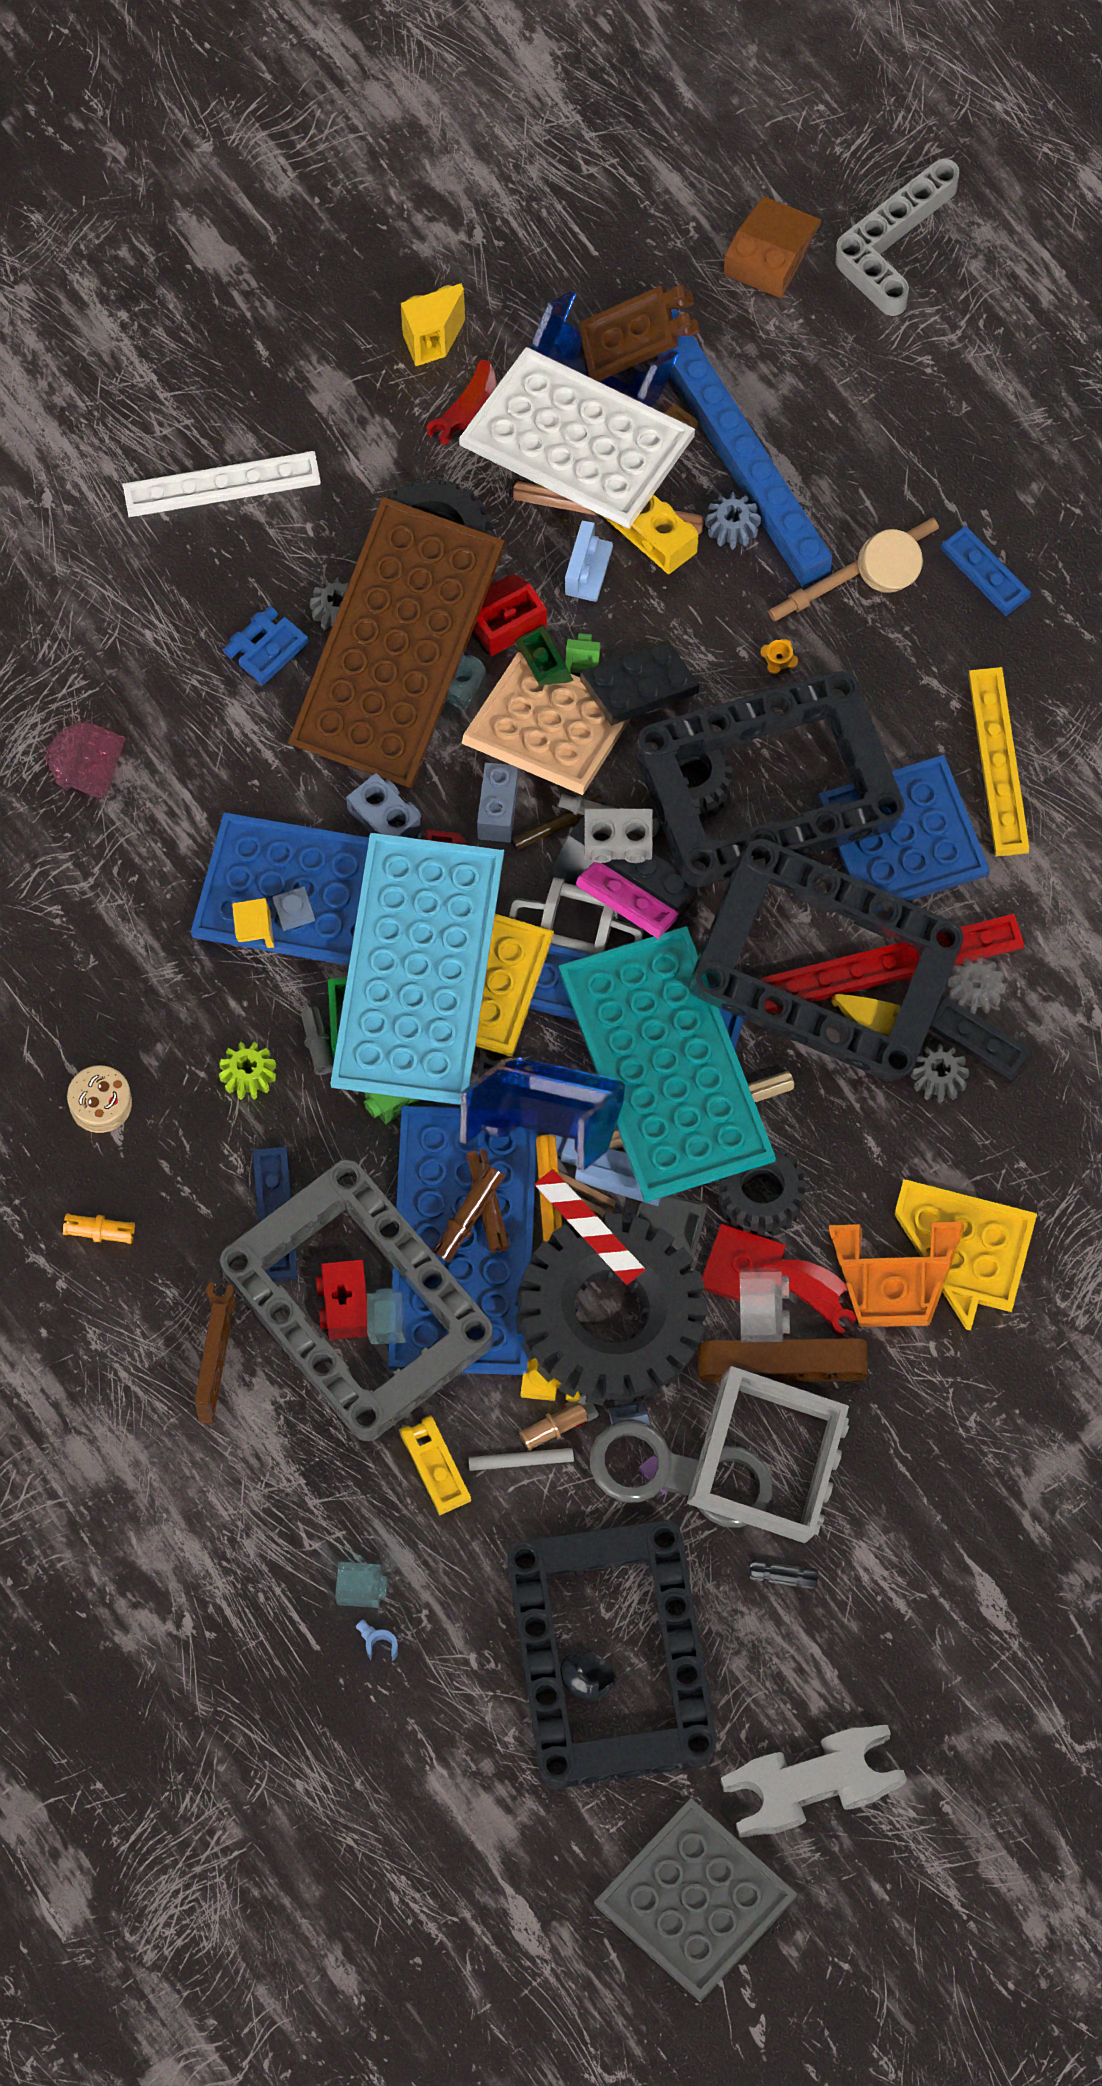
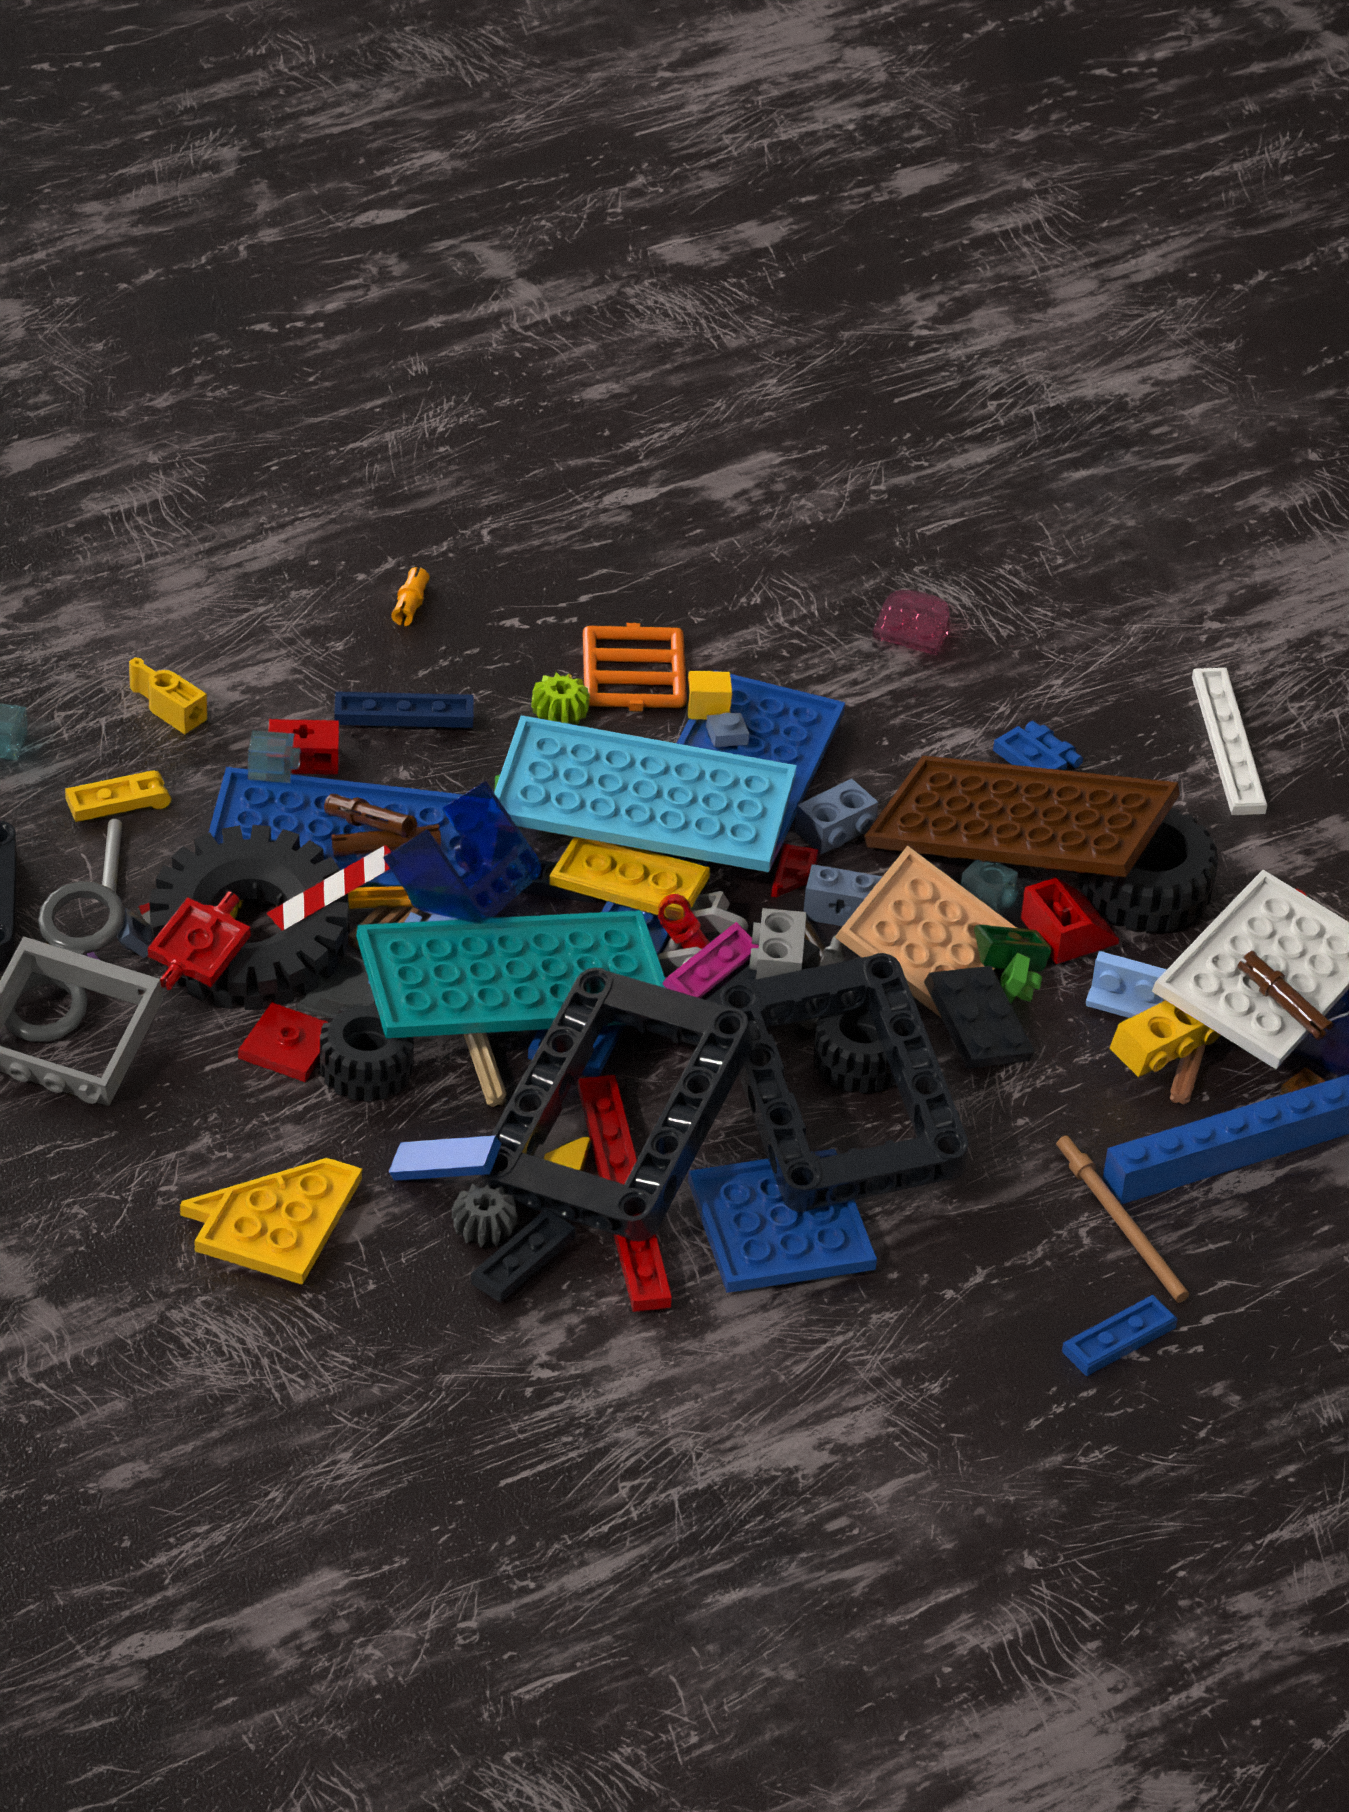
camera: 90 degrees right, 25 degrees down
(99, 1099) = (544, 603): tan head -> none
(158, 975) = (633, 631): none -> orange bar
(214, 1352) = (258, 642): reddish brown tile -> none
(296, 1422) = (169, 696): none -> yellow piece
(410, 1257) = (185, 735): dark grey beam -> none
(553, 1425) = (138, 879): medium nougat axle -> none
(565, 933) = (685, 930): none -> red connector
(618, 427) = (1274, 985): none -> reddish brown pin
(677, 1338) = (199, 941): none -> red plate
(734, 510) = (1178, 1108): sand blue gear -> none
(762, 1305) = (228, 1020): clear brick -> none
(781, 647) = (1012, 1142): light orange plate -> none
(787, 1360) = (173, 1056): reddish brown beam -> none
(818, 1289) = (251, 1091): red piece -> none
(890, 560) = (1126, 1237): tan head -> none
(891, 1106) = (445, 1158): none -> tile
(896, 1289) = (239, 1147): orange wing -> none
(989, 980) = (587, 1258): clear gear -> none
(998, 762) = (868, 1311): yellow plate -> none

